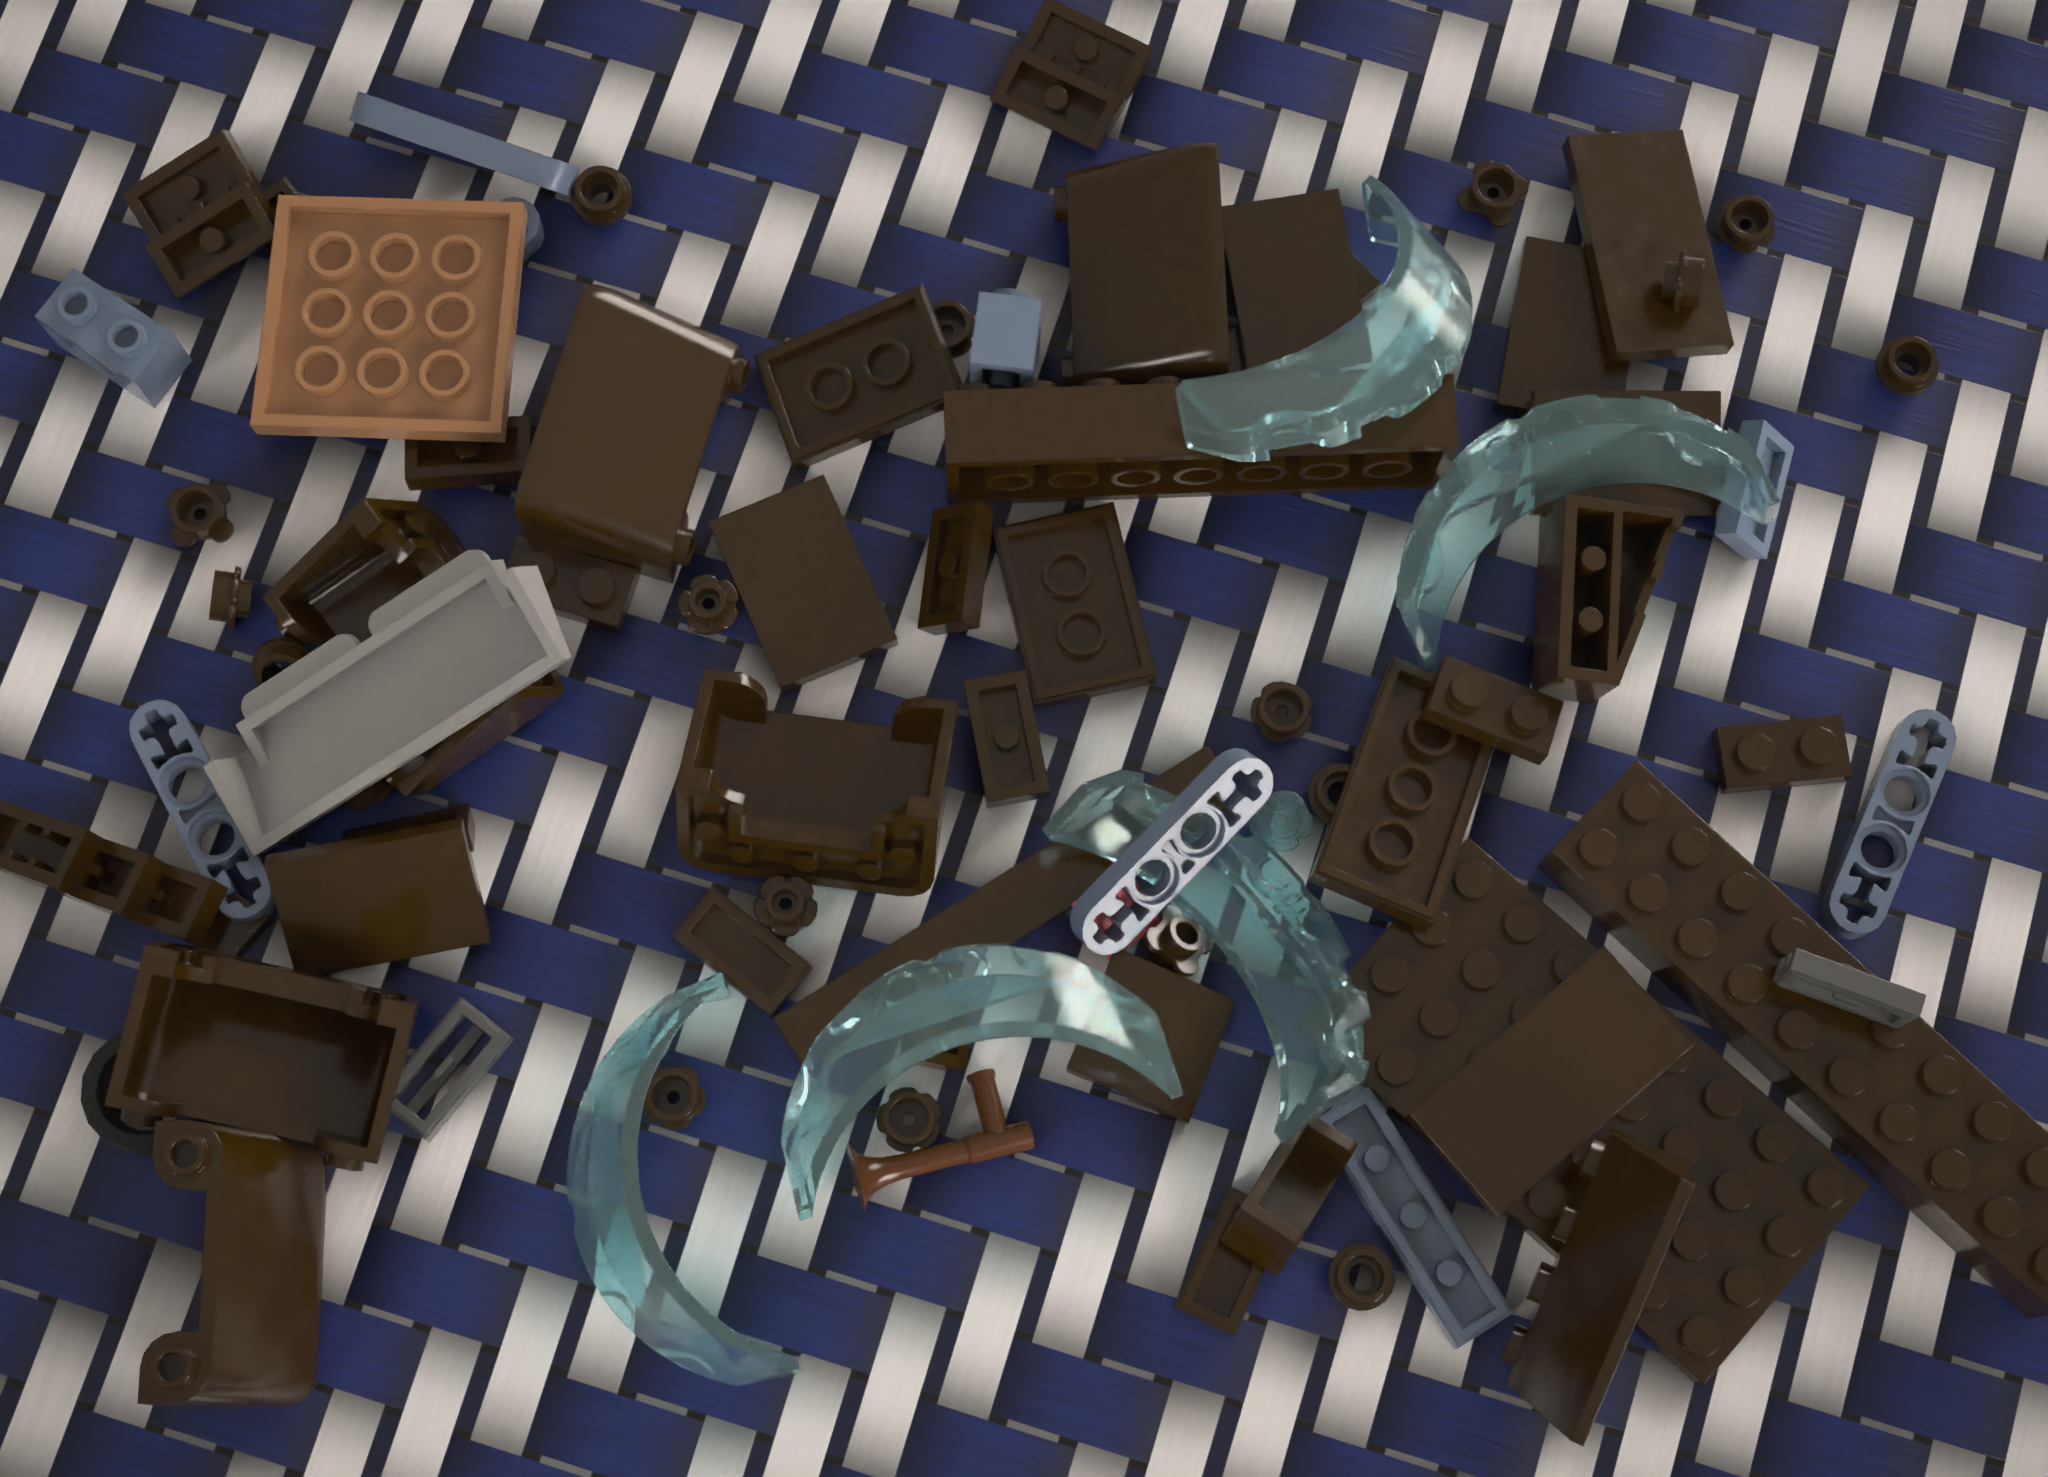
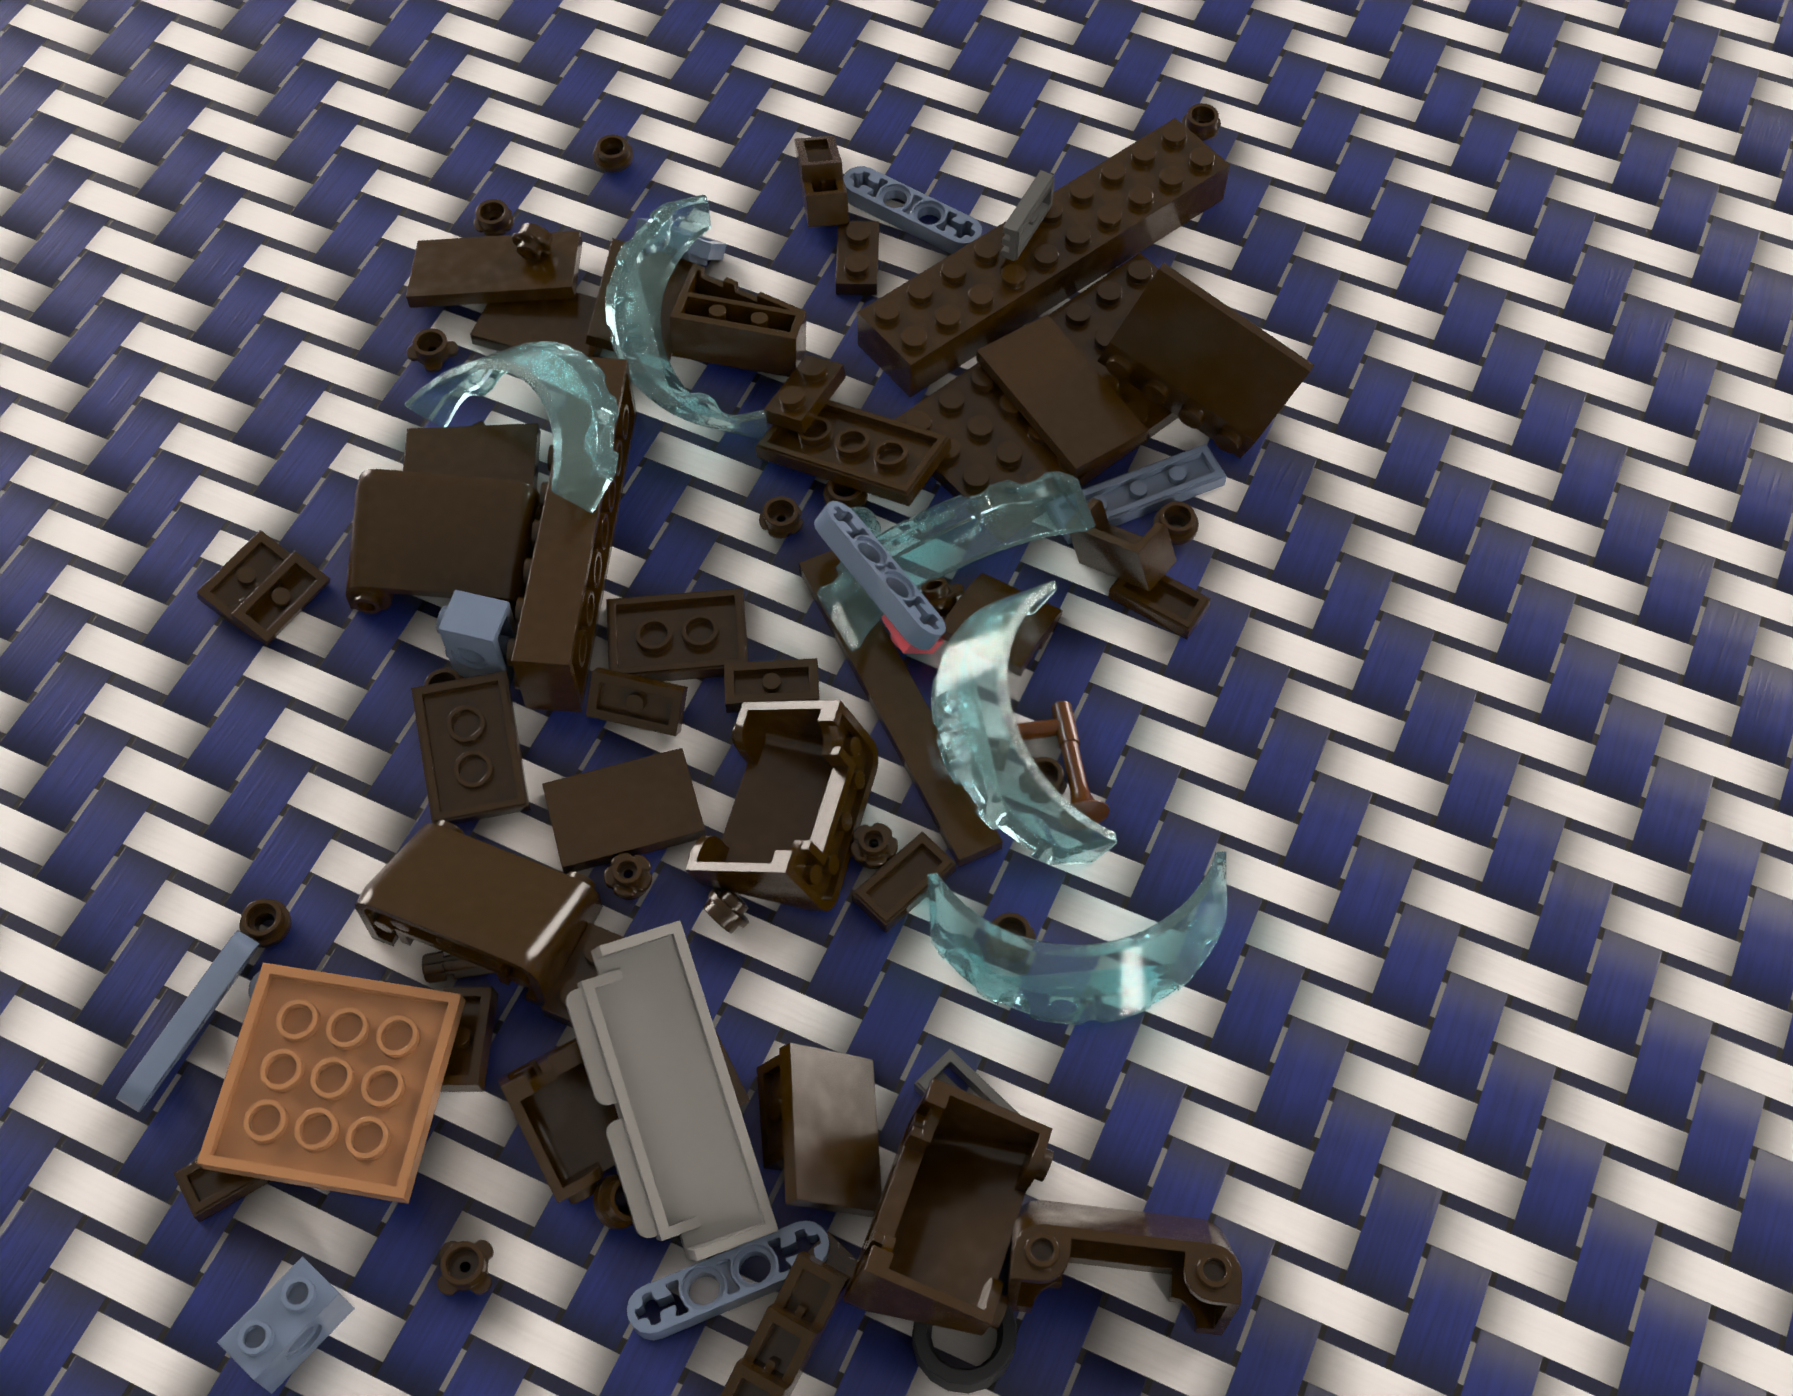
camera: 80 degrees left, 15 degrees down
(202, 213) = (189, 1242): dark brown slope -> none
(230, 597) = (545, 1244): dark brown plate -> none
(665, 731) = (726, 909): none -> dark brown plate
(1917, 676) = (822, 181): none -> dark brown slope

